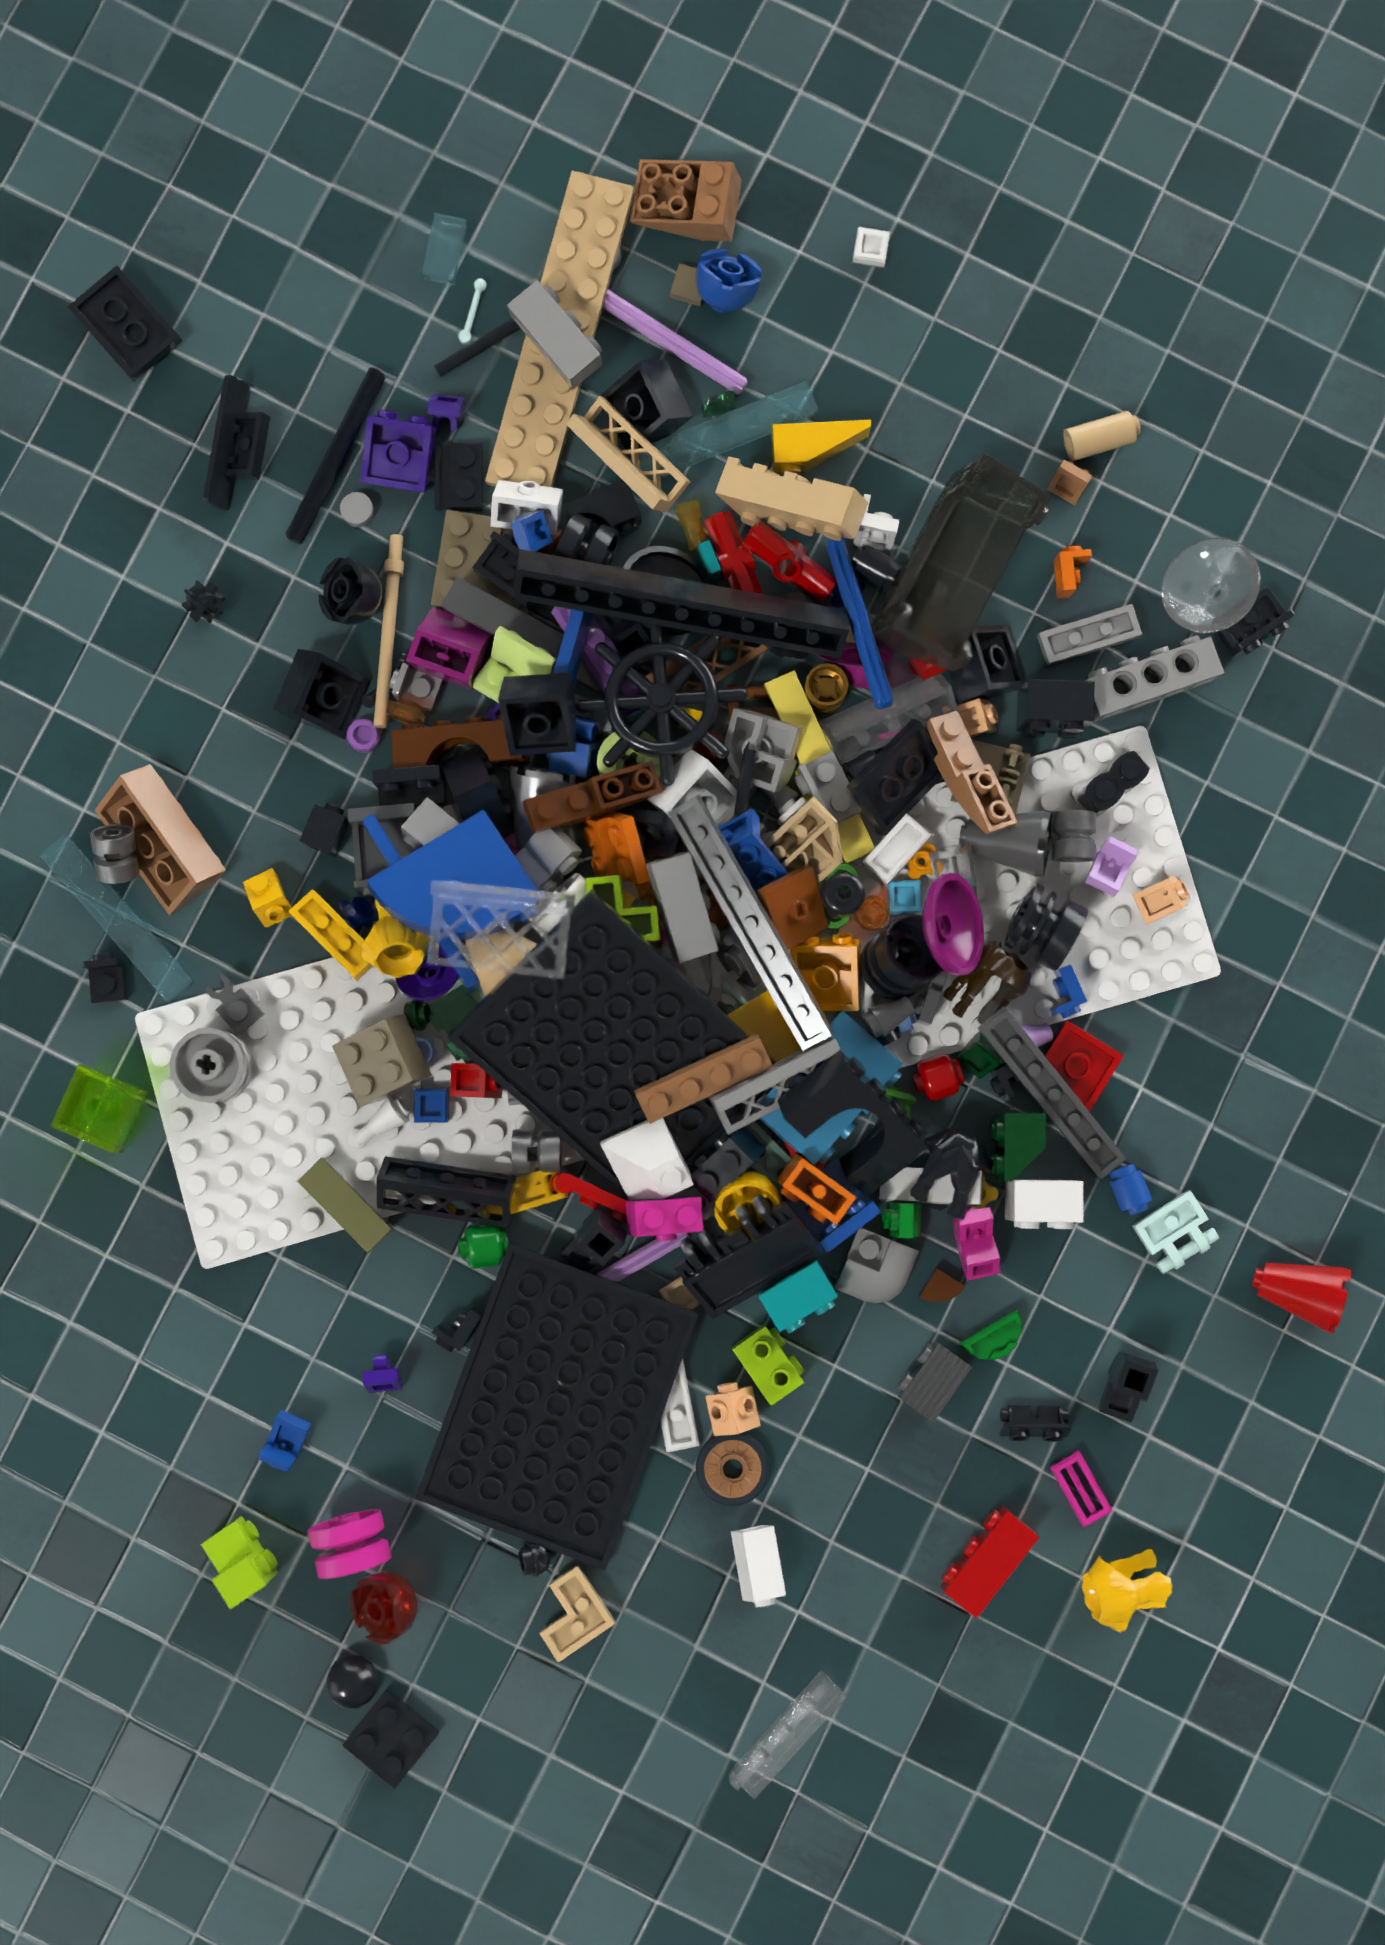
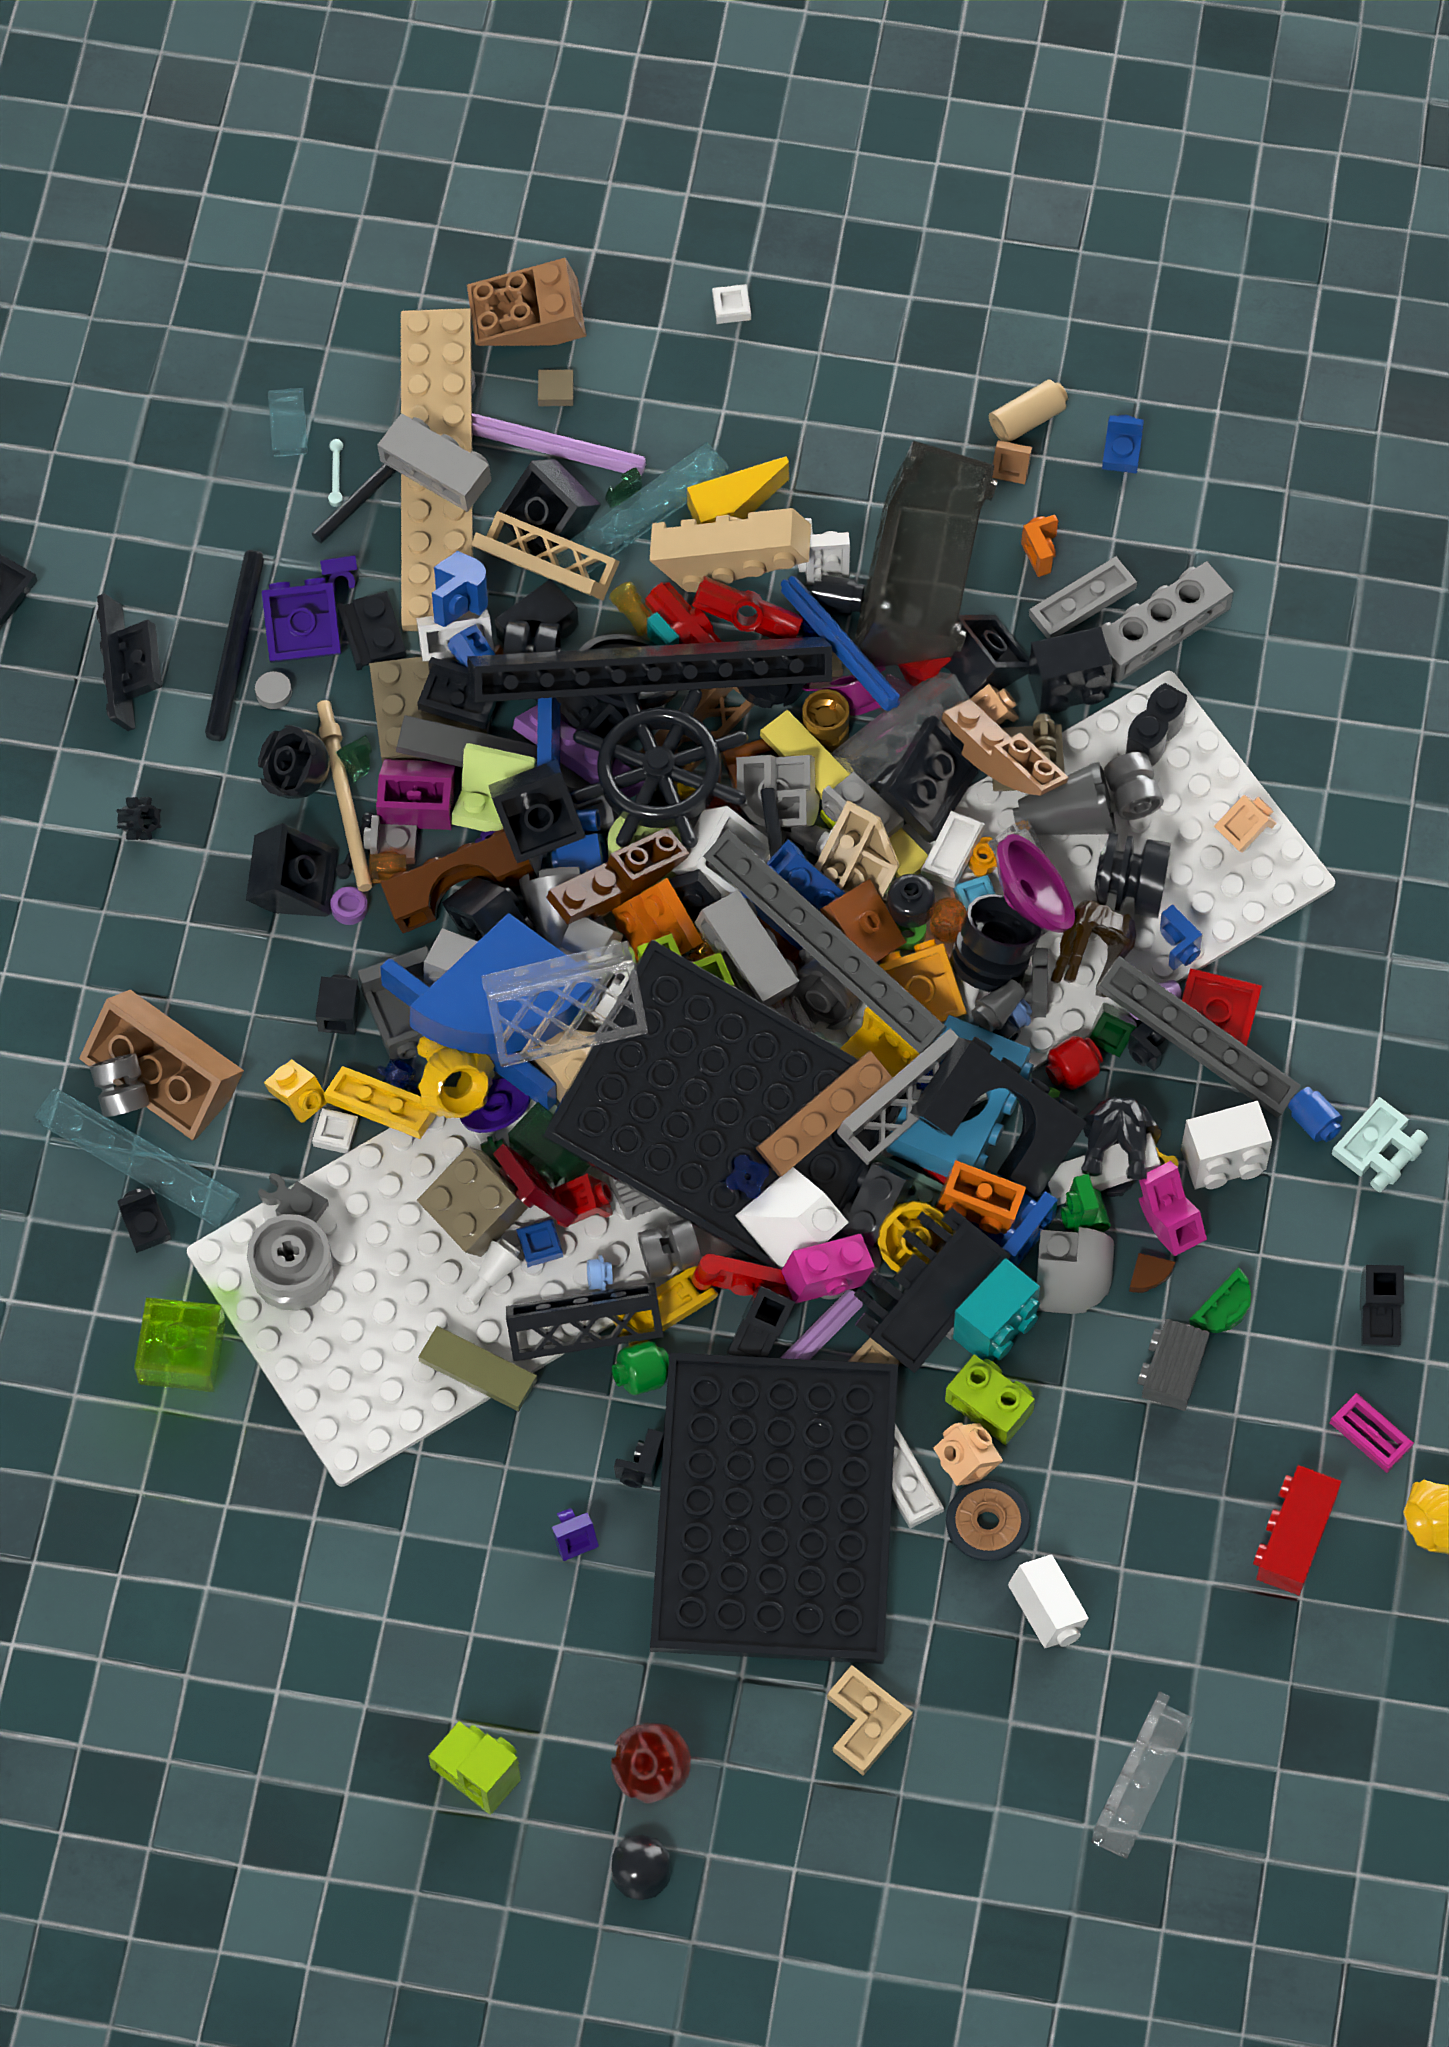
camera: 15 degrees left, 20 degrees down
(285, 1441) = (487, 1629): blue bracket -> none
(291, 944) = (335, 1131): none -> white tile
(349, 1543) = (593, 1704): dark pink wheel -> none
(390, 1738) = (703, 1915): black plate -> none
(409, 598) = (356, 757): none -> clear green tile
(410, 785) = (412, 929): black bracket -> none
(433, 1063) = (531, 1186): none -> dark red wing
(472, 1152) = (599, 1273): none -> light blue plate
(534, 1559) = (800, 1674): black plate -> none
(539, 471) = (459, 588): none -> blue brick
(619, 1125) = (757, 1172): none -> clear blue plate
(727, 281) = (594, 372): blue cylinder -> none
(1017, 1143) = (1176, 1092): dark green slope -> none
(1048, 1423) = (1312, 1377): black hinge -> none
(1111, 866) = (1182, 803): lavender bracket -> none
(1174, 492) = (1123, 443): none -> blue bracket
(1201, 571) = (1178, 508): clear dish -> none
(1263, 618) = (1246, 540): black bracket -> none

